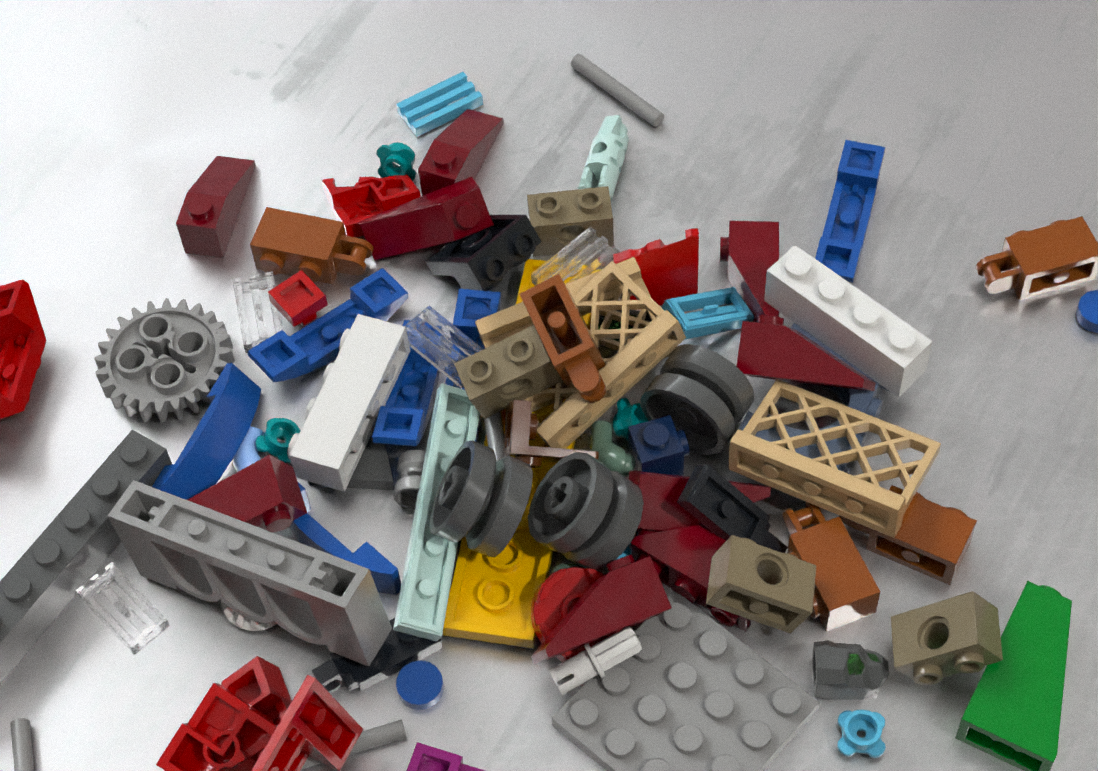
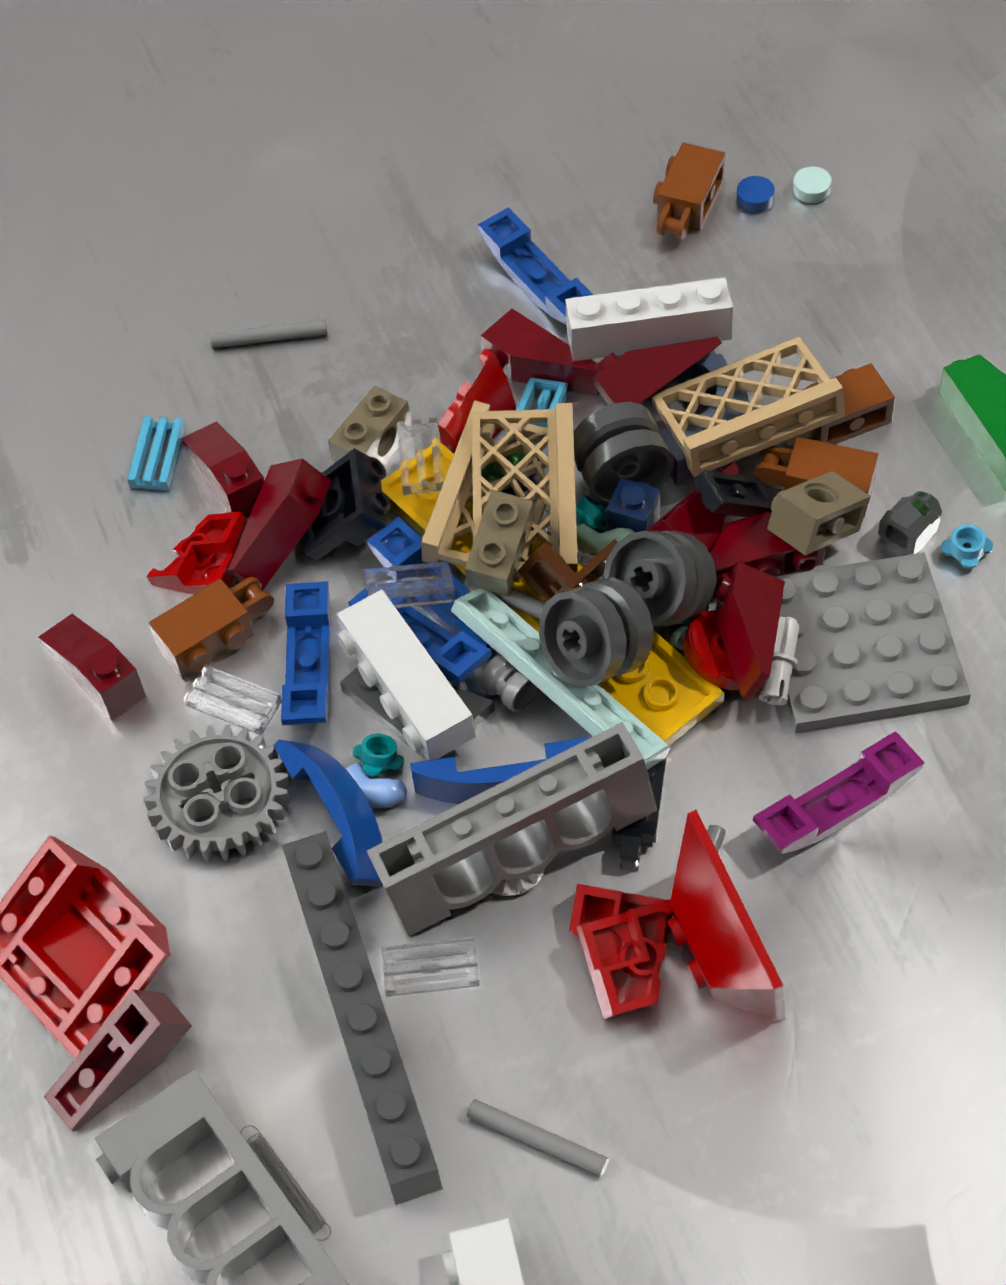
camera: 50 degrees left, 0 degrees up
(260, 495) = (439, 785): dark red slope -> none
(298, 299) = (257, 658): red tile -> none
(399, 154) = (187, 512): teal plate -> none
(420, 685) = (689, 793): blue tile -> none
(566, 337) = (518, 474): dark orange brick -> none
(606, 155) = (330, 378): light aqua hinge -> none
(946, 638) = (927, 452): dark tan brick -> none

